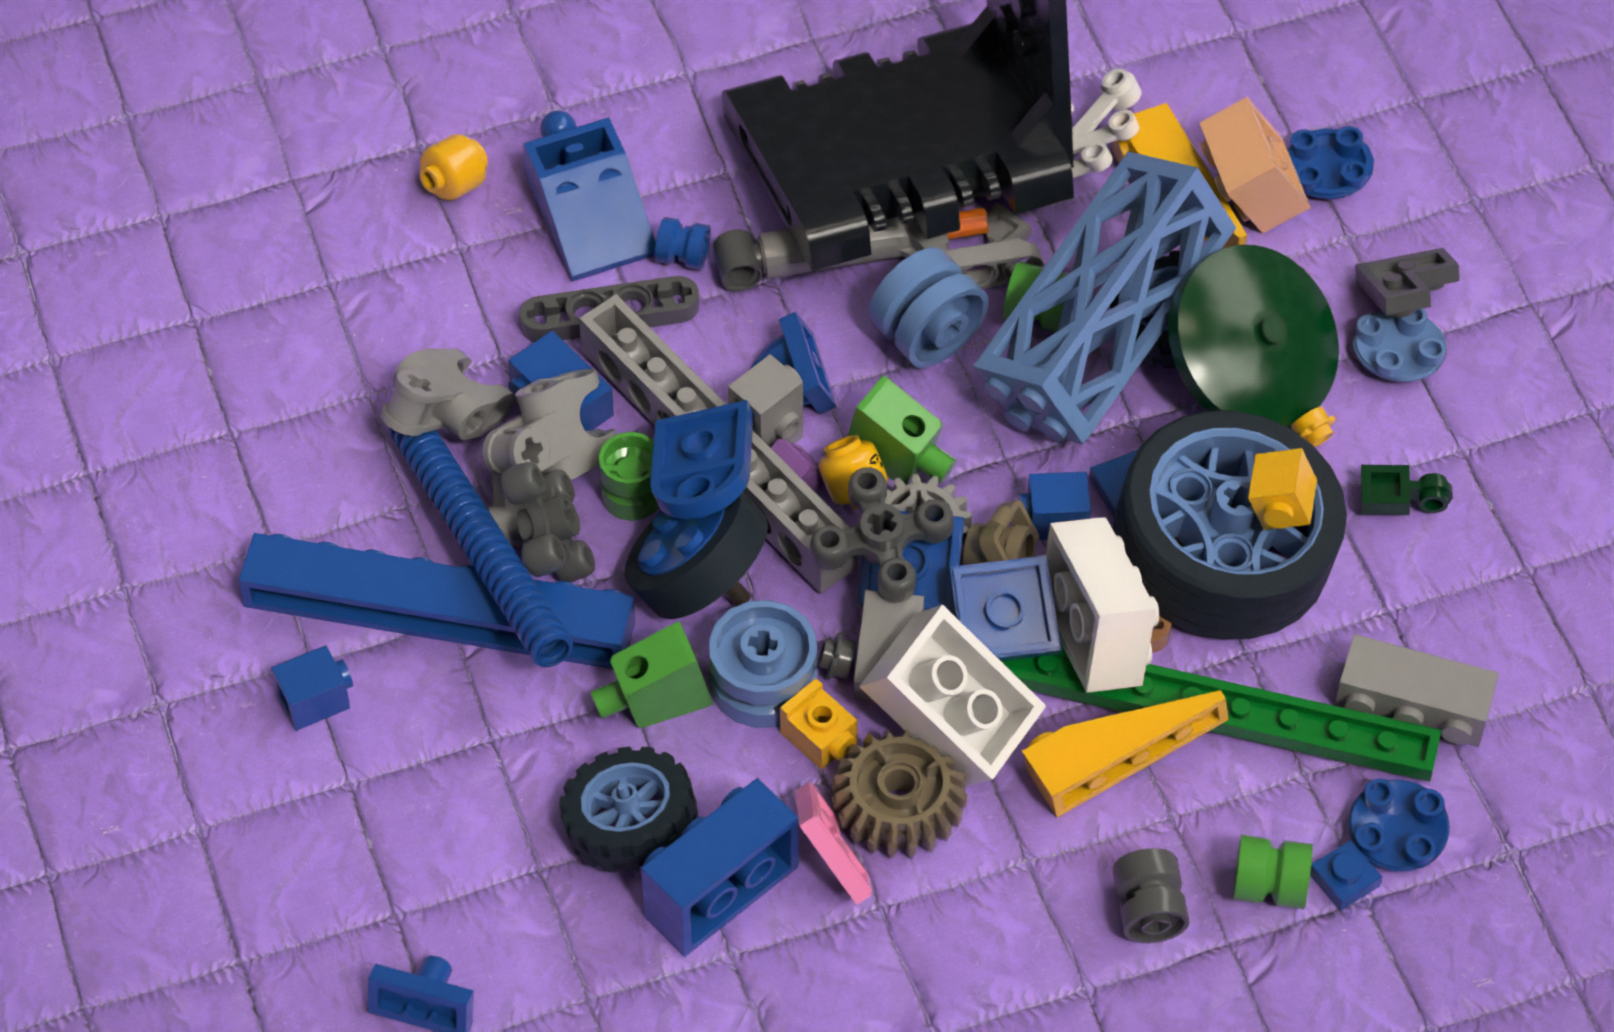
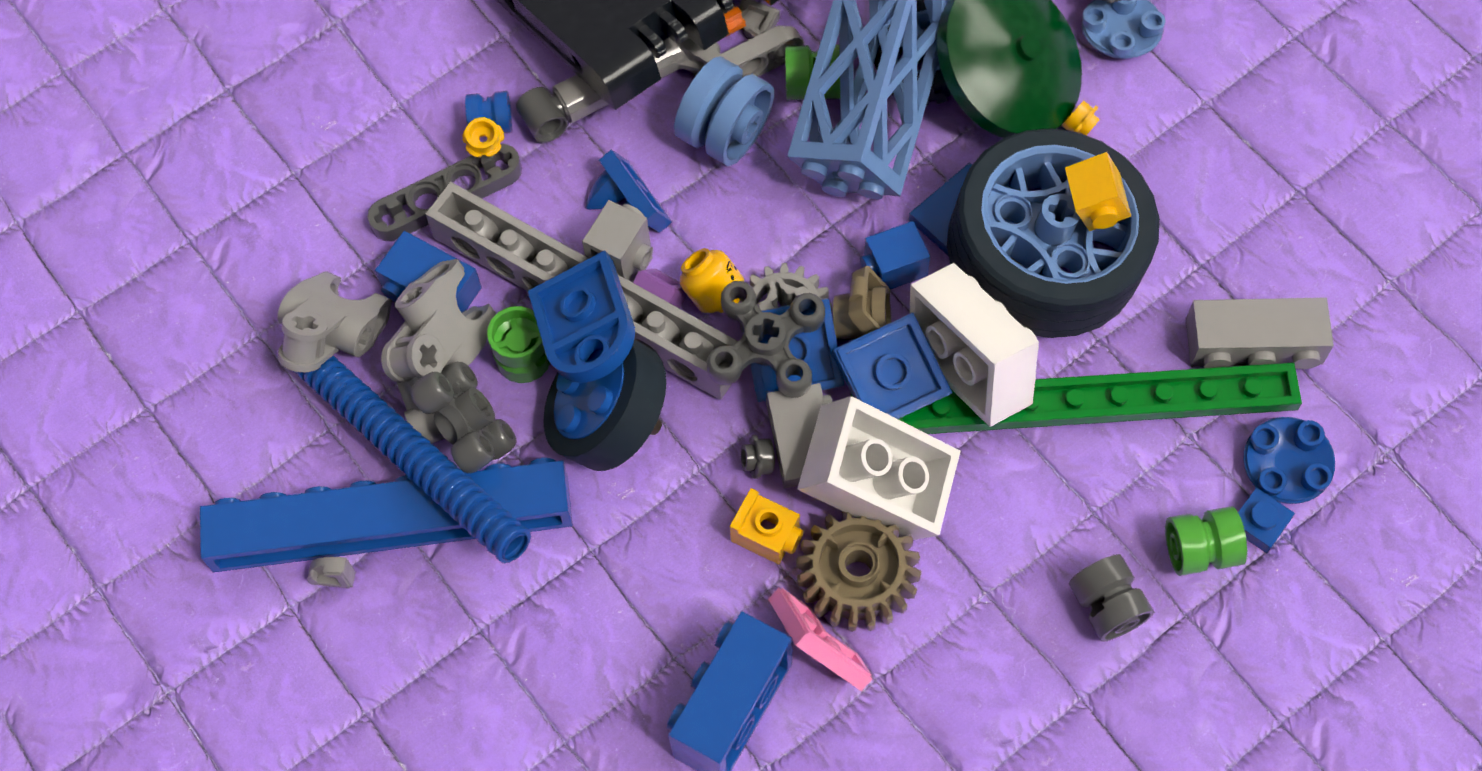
camera: 15 degrees left, 10 degrees up
(312, 687) = (302, 635): blue brick -> none
(363, 638) = (331, 572): none -> light grey tile
(453, 167) = (264, 102): yellow head -> none
(587, 195) = (390, 94): slope -> none
(613, 785) = (609, 630): black wheel -> none
(655, 680) = (607, 534): bright green torso -> none
(666, 253) = (483, 127): none -> yellow plate
(760, 660) = (696, 485): medium blue wheel -> none
(901, 432) = (742, 234): bright green torso -> none
(1106, 750) = (1014, 481): yellow slope -> none
(1389, 490) = (1166, 158): dark green plate -> none

